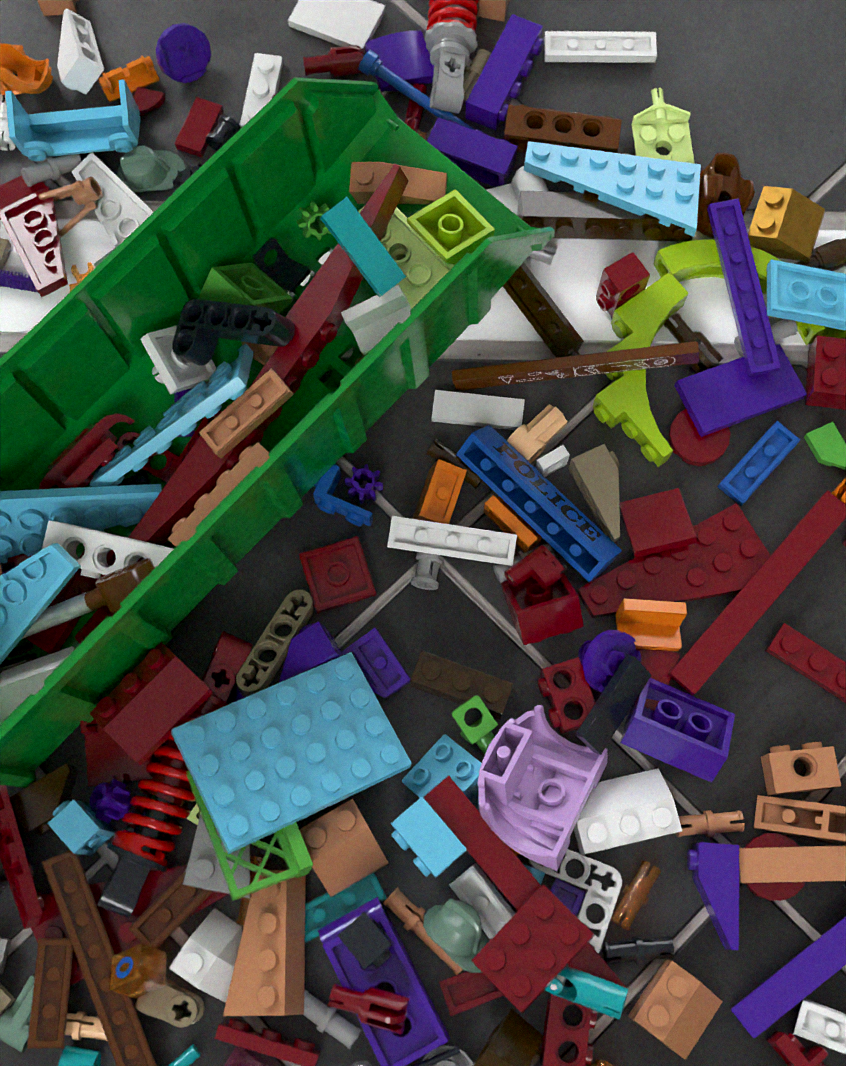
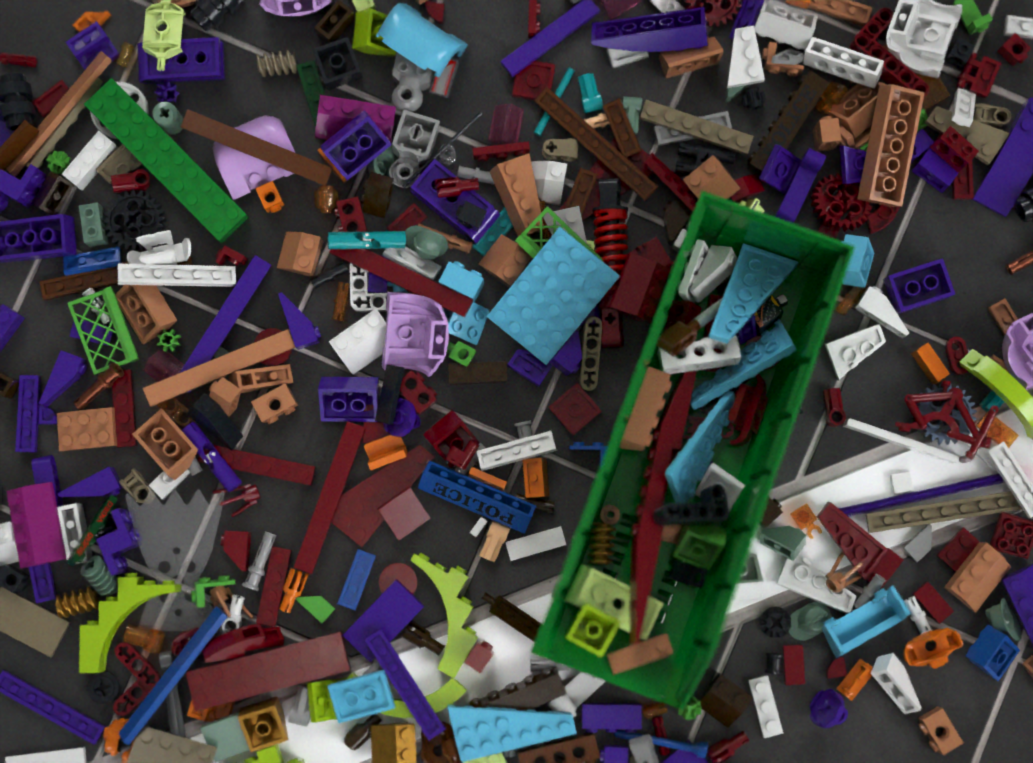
camera: 155 degrees right, 10 degrees up
(53, 762) = (678, 243): none -> white tile
(79, 827) = (647, 212): medium azure brick -> none
(110, 801) = (638, 232): dark purple gear -> none
(138, 971) = (582, 155): clear orange brick -> none
(246, 413) = (659, 461): nougat tile -> none
(308, 218) = (681, 613): bright green gear -> none
(362, 247) = (634, 582): teal tile -> none
(370, 488) = (585, 462): dark purple gear -> none
(376, 317) = (608, 553): white panel -> none
(533, 948) = (384, 248): dark red plate -> none
(576, 366) = (487, 588): reddish brown tile -> none
(598, 480) = (445, 524): dark tan slope -> none
(711, 823) = (314, 355): nougat pin -> none

